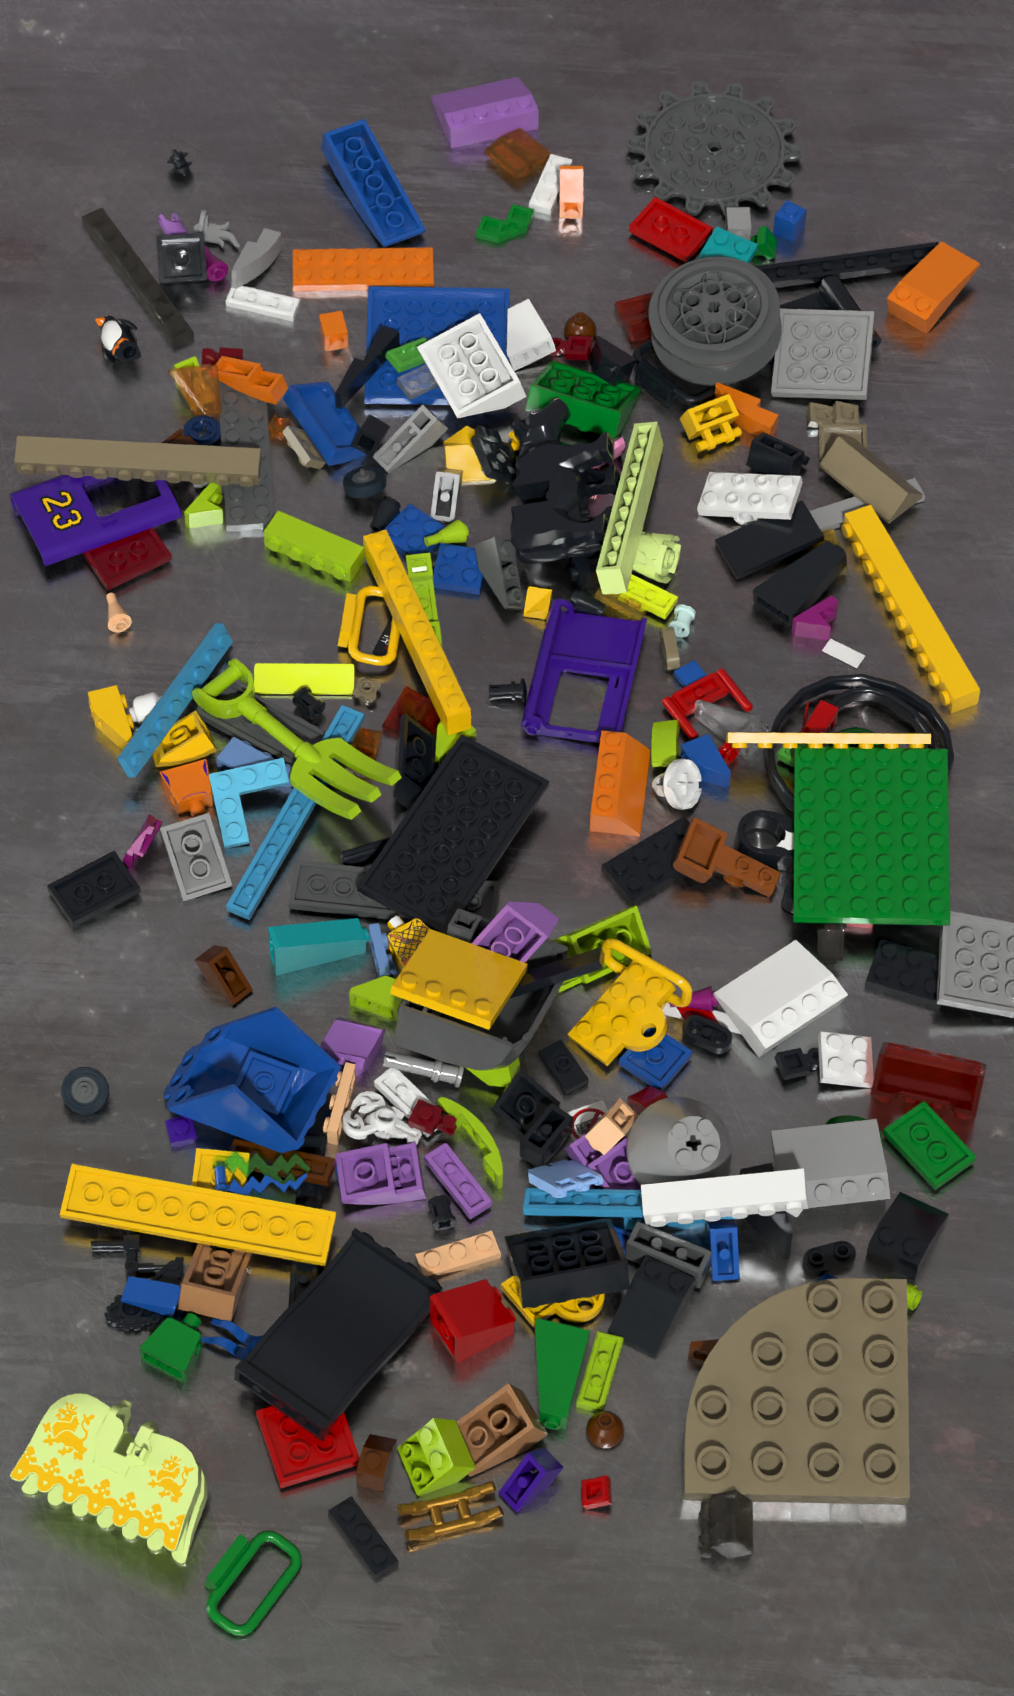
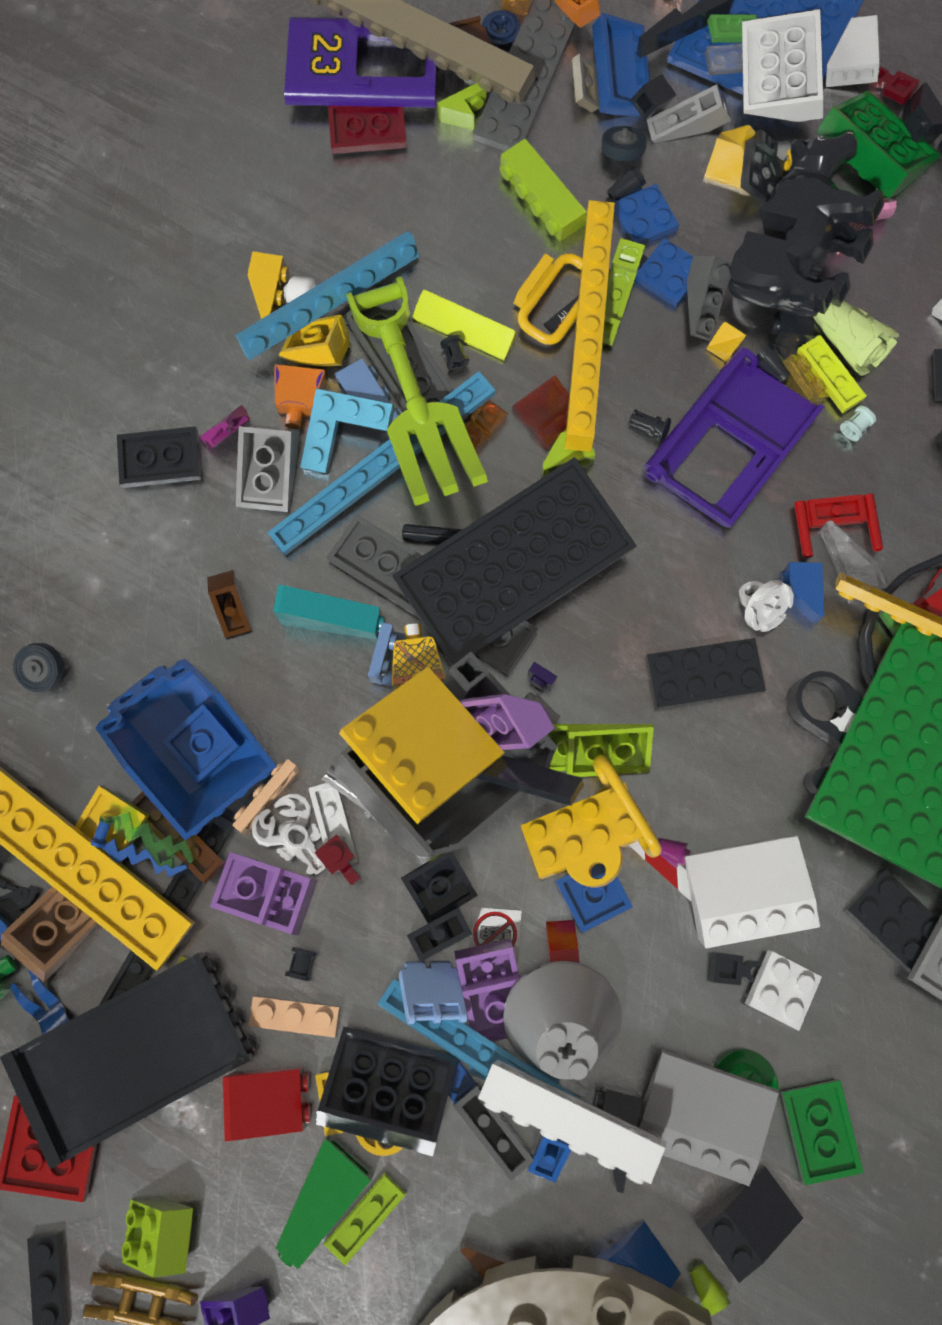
camera: 30 degrees right, 20 degrees up
(117, 617) = (325, 186): light nougat cone -> none
(180, 1131) = (102, 754): dark purple plate -> none
(277, 426) = (573, 49): clear orange plate -> none
(353, 1043) = (309, 735): medium lavender slope -> none
(366, 695) = (517, 369): dark tan plate -> none
(375, 1462) = (98, 1208): reddish brown slope -> none
(376, 998) = (359, 694): lime slope -> none
(413, 760) = (518, 461): black slope -> none
(446, 494) = (695, 188): flat silver slope -> none
(453, 533) = (681, 233): lime cone -> none
(458, 1181) = (334, 936): medium lavender plate -> none
(480, 1135) = (375, 936): lime slope -> none
(500, 1428) = (233, 1238): medium nougat slope -> none
(563, 1067) = (500, 858): black plate -> none
(580, 325) = (914, 64): reddish brown brick -> none
(605, 1429) = (337, 1286): reddish brown brick -> none
(611, 1127) = (505, 965): light nougat slope -> none
(619, 785) = (708, 575): orange slope -> none
(629, 508) = (862, 285): yellowish green brick -> none
(652, 1305) = (451, 1177): black slope -> none
(664, 743) = (775, 550): lime slope -> none
(669, 648) = (831, 448): dark tan beam -> none
(689, 673) = (837, 484): blue tile -> none
(705, 852) = (754, 695): dark orange plate -> none
(708, 1034) = (659, 890): black plate -> none
(728, 753) = (830, 589): red bush -> none
(829, 942) = (830, 853): clear smoke slope -> none
(831, 1260) = (656, 1207): black plate -> none
(929, 1078) = (864, 1061): clear red windscreen -> none

